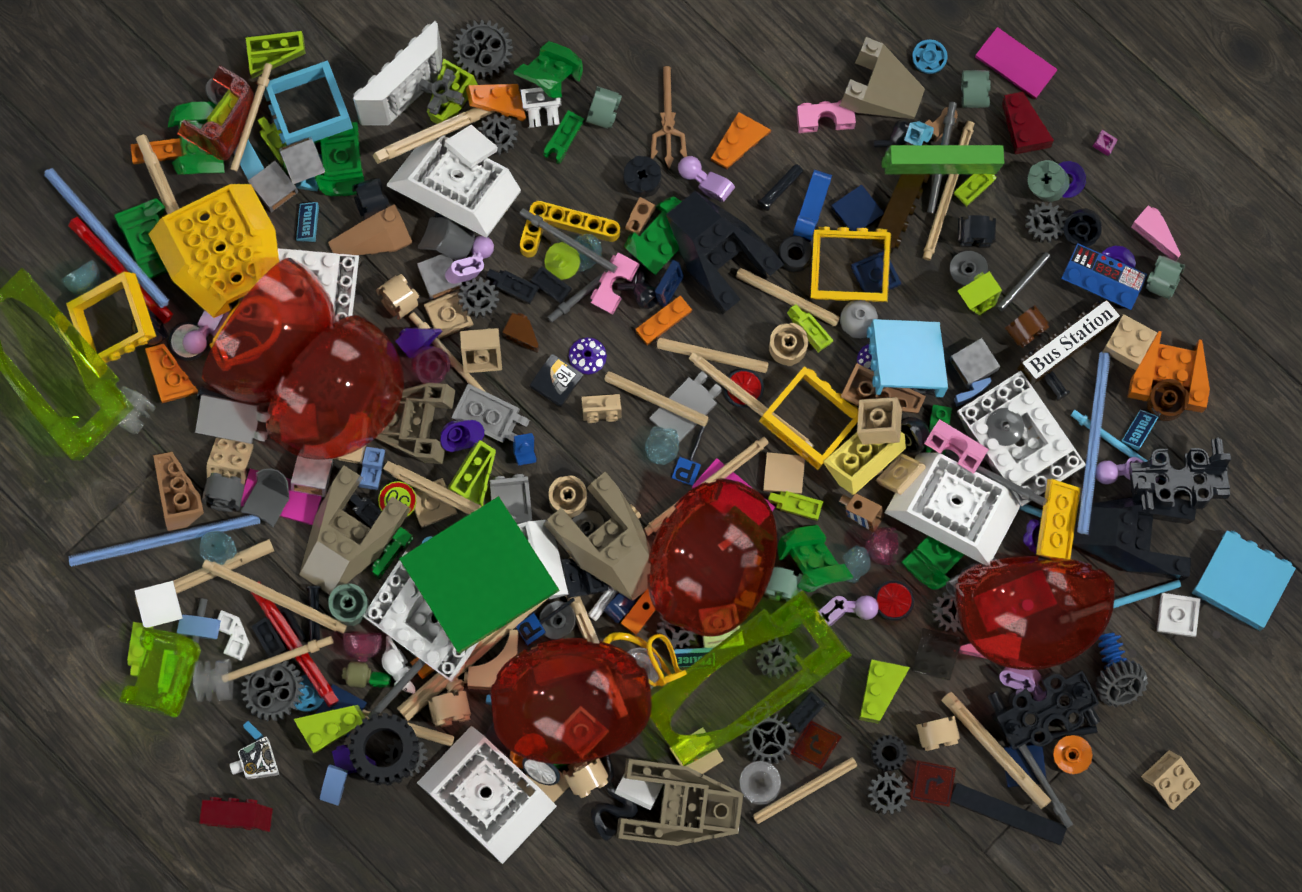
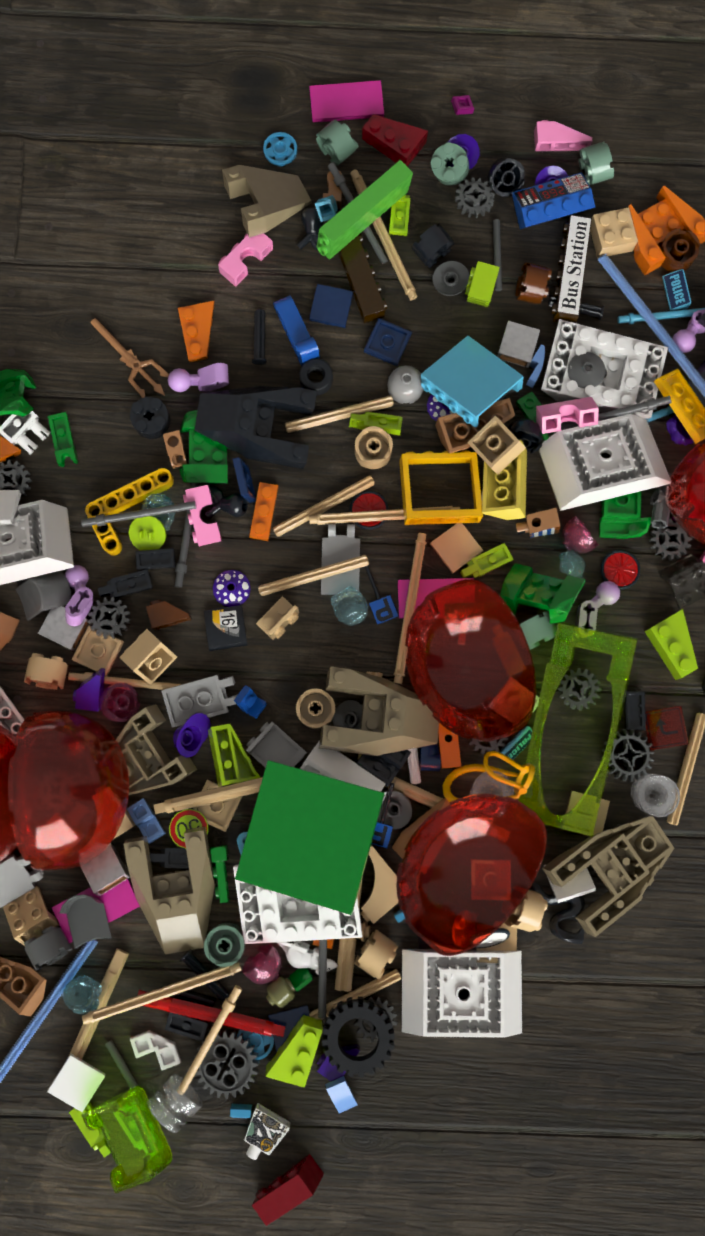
camera: 45 degrees left, 5 degrees up
(199, 626) = (124, 1068): medium blue slope -> none
(602, 107) = (73, 390): sand green brick -> none
(860, 233) = (352, 318): yellow window -> none
(900, 473) = (543, 471): tan tile -> none

